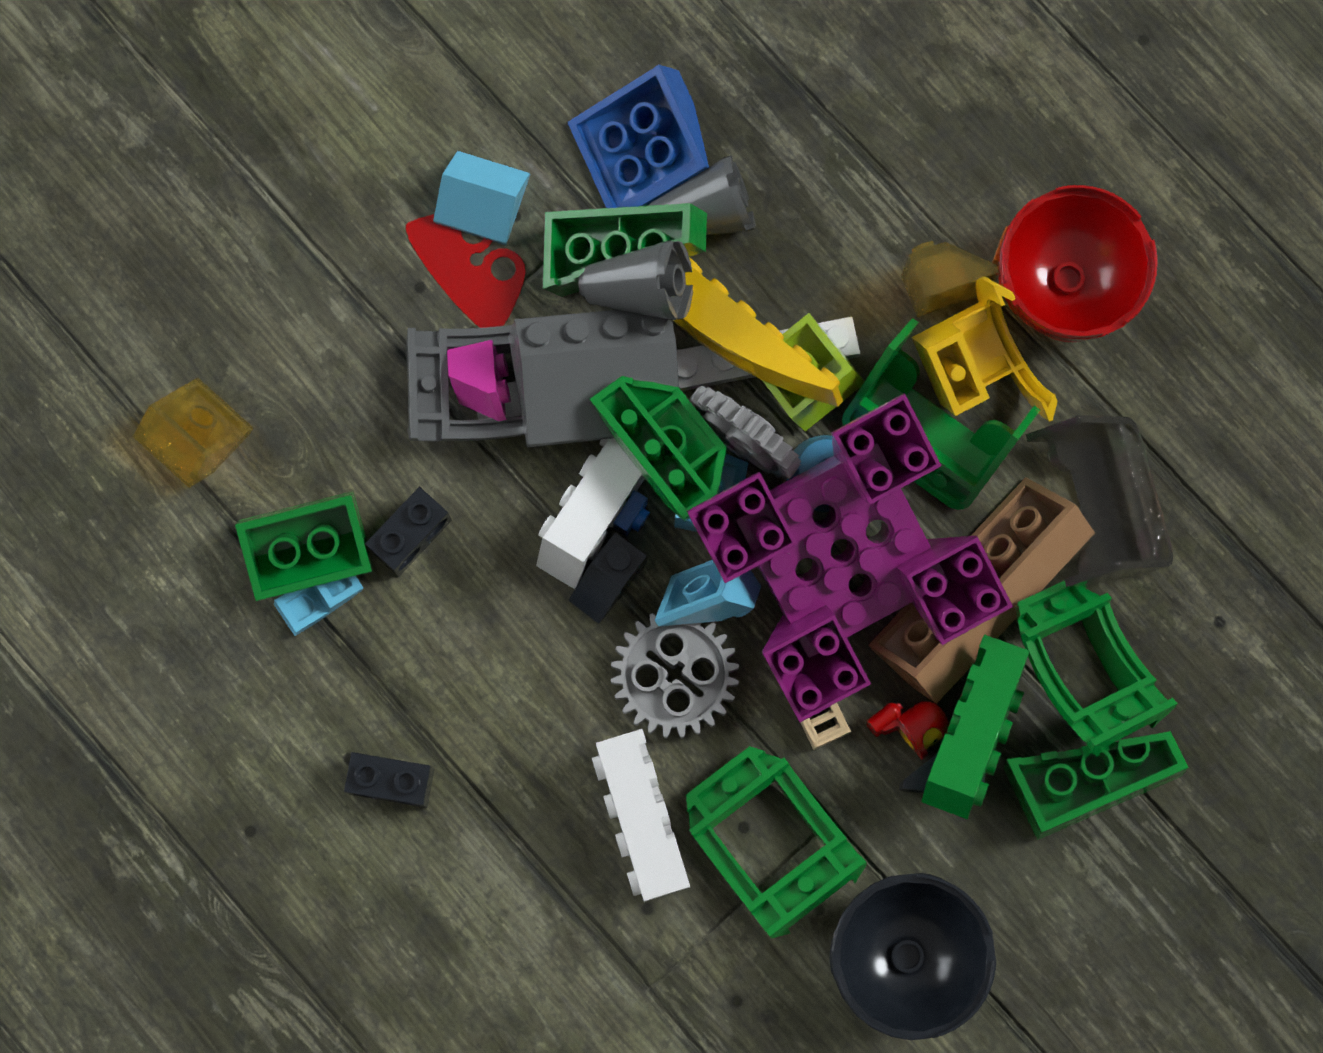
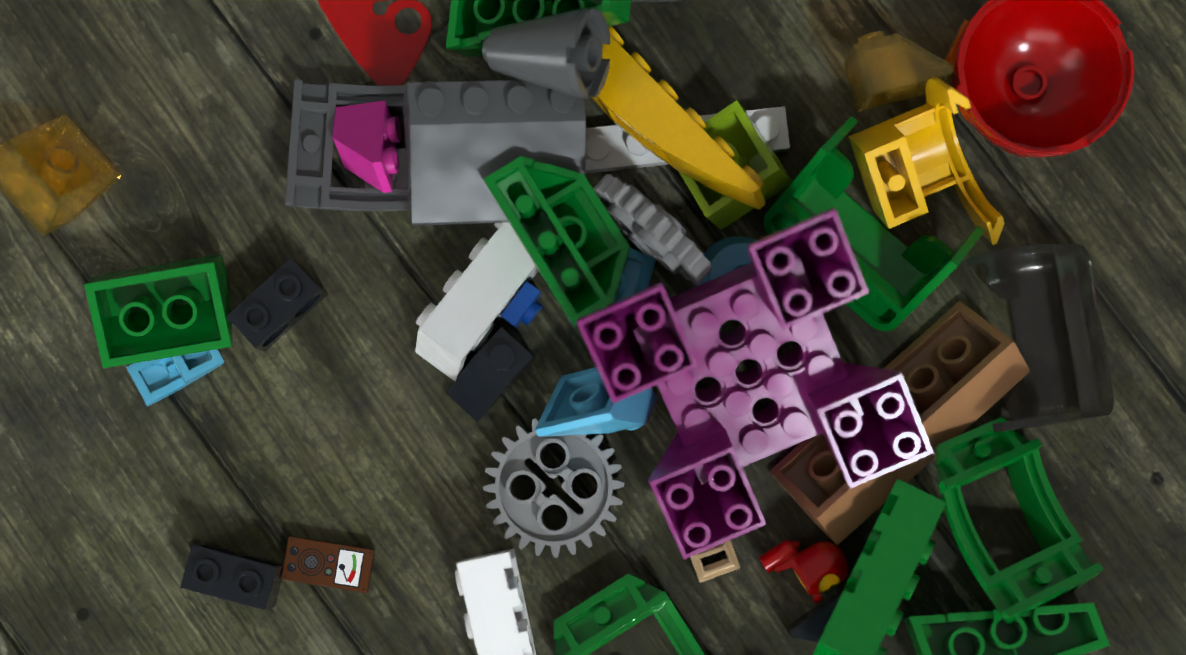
camera: 15 degrees right, 5 degrees up
(474, 764) = (328, 564): none -> tile

